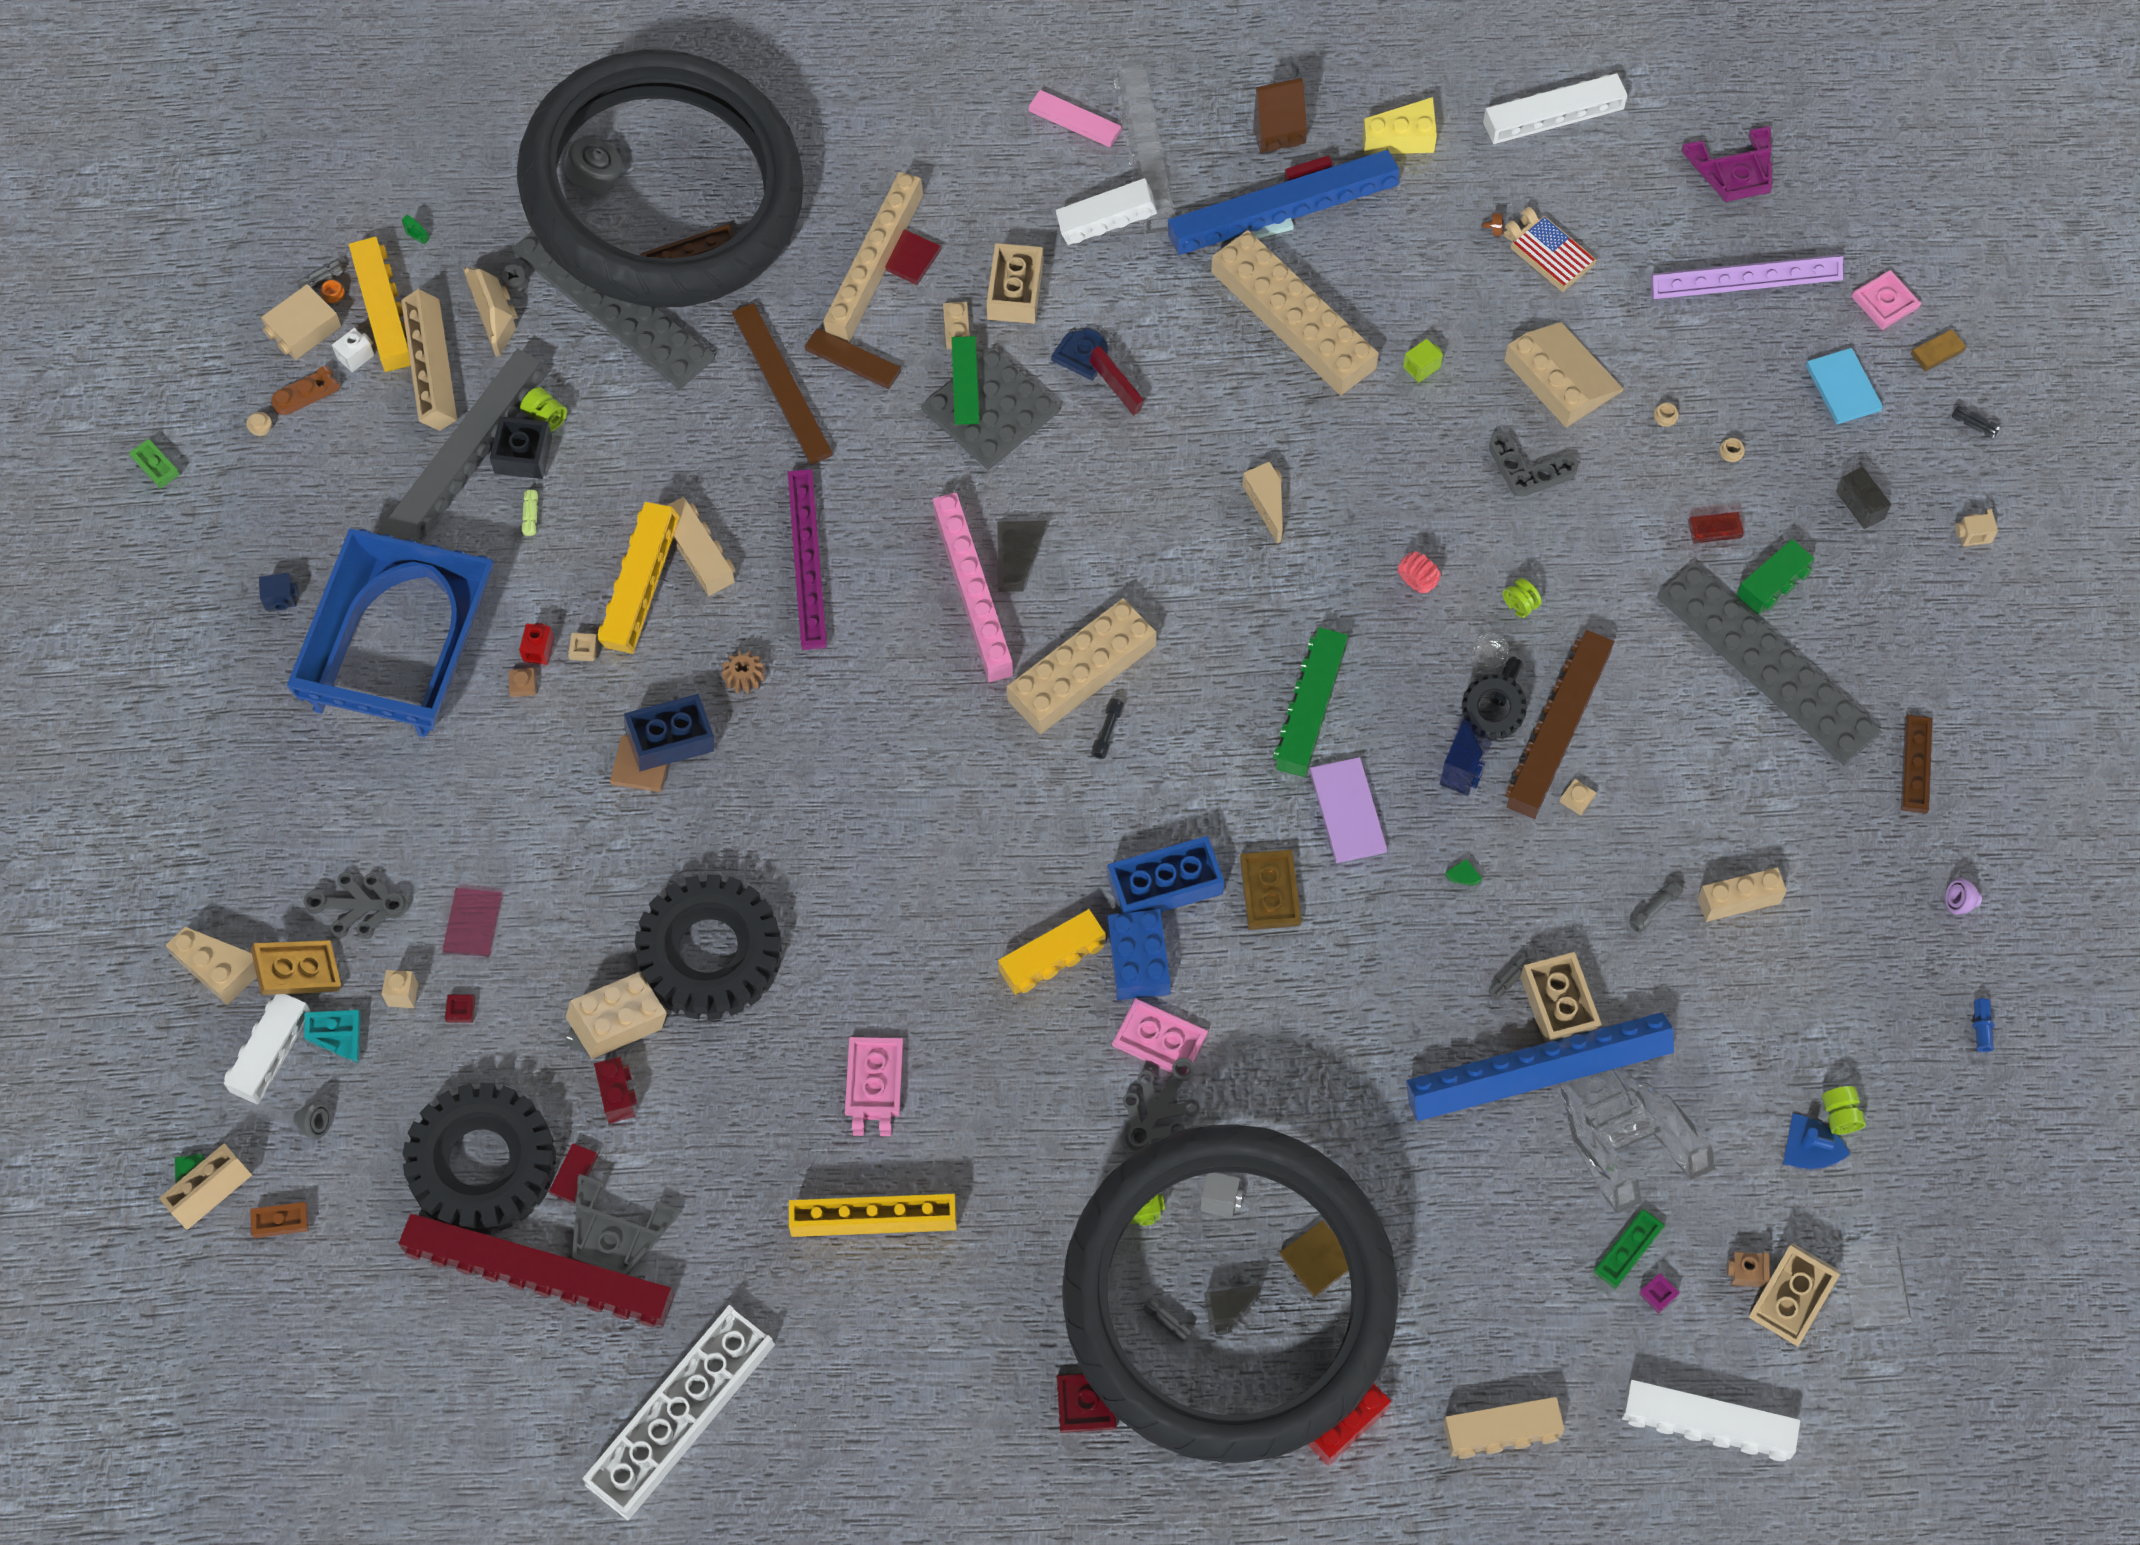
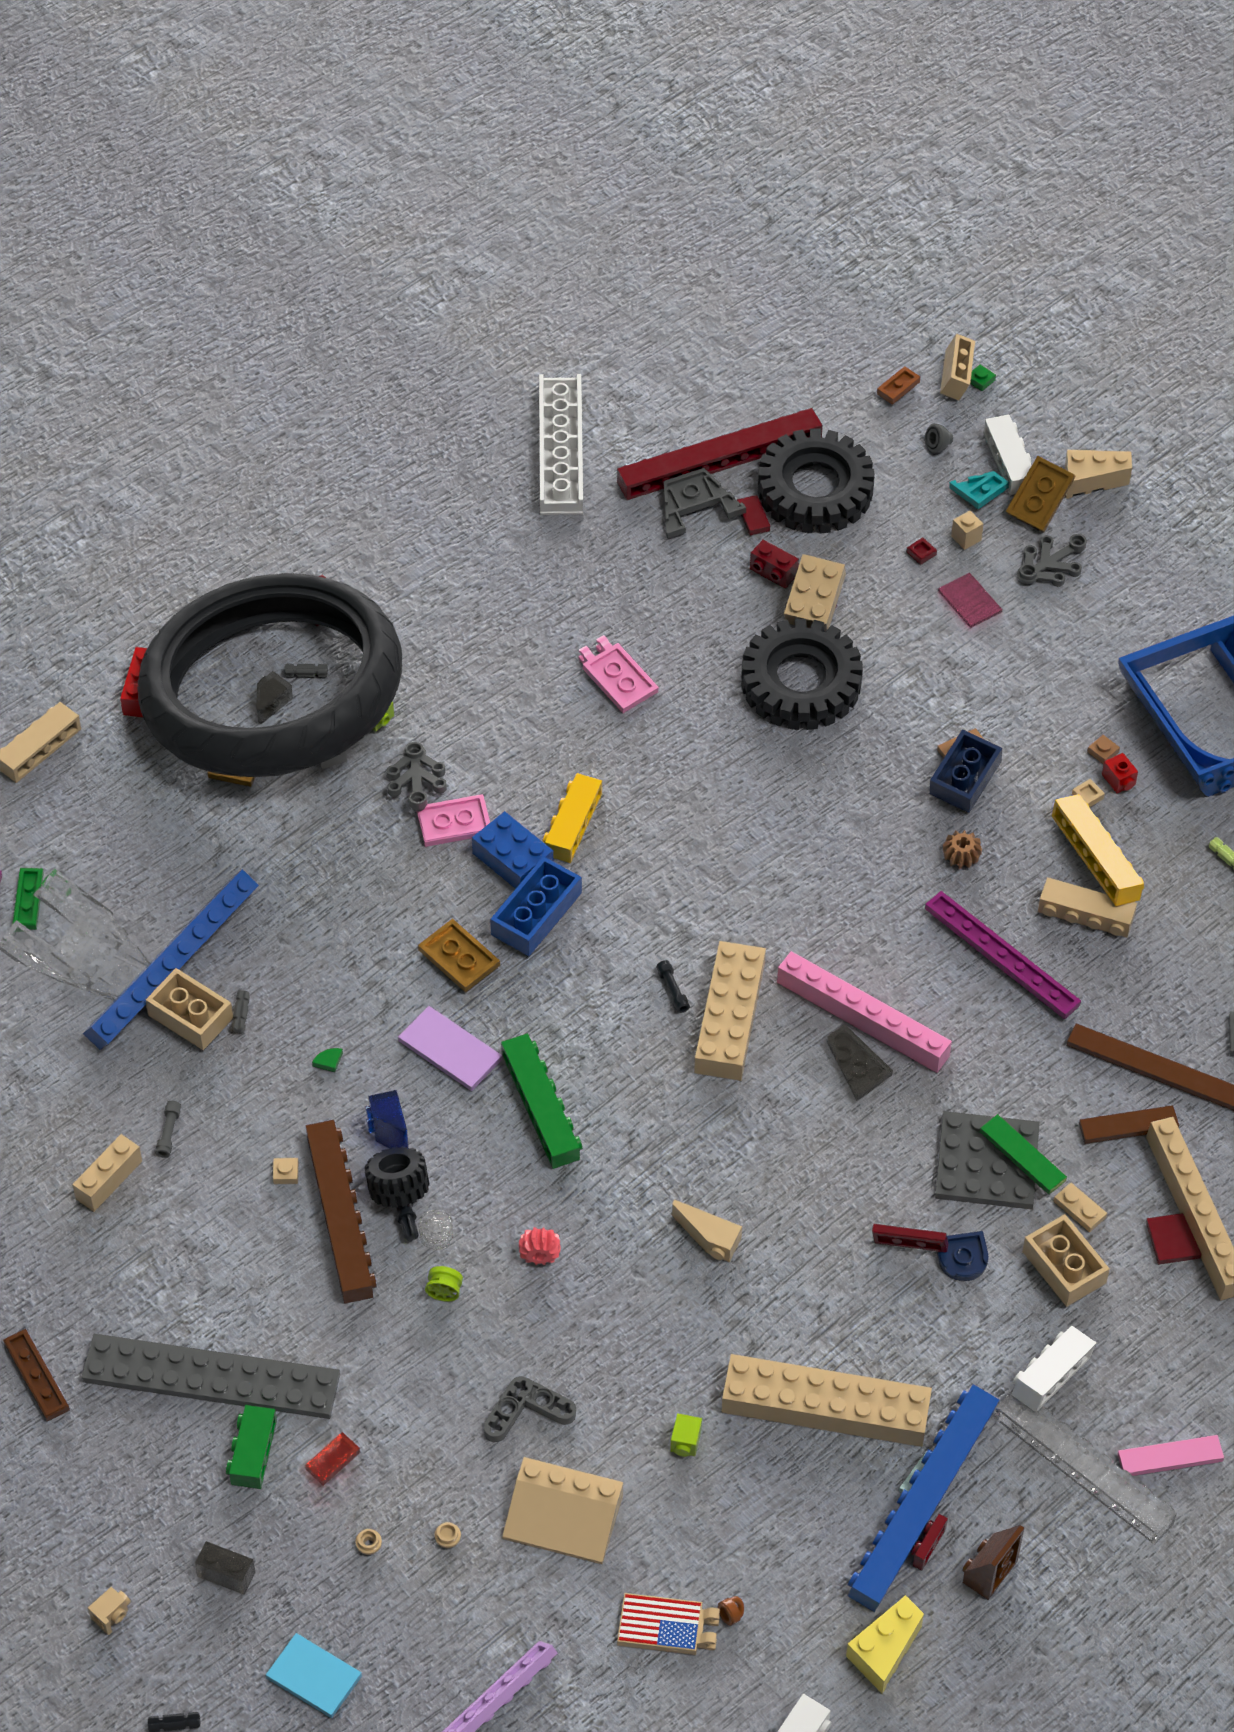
camera: 140 degrees right, 10 degrees down
(872, 1215) = (542, 598): yellow brick -> none

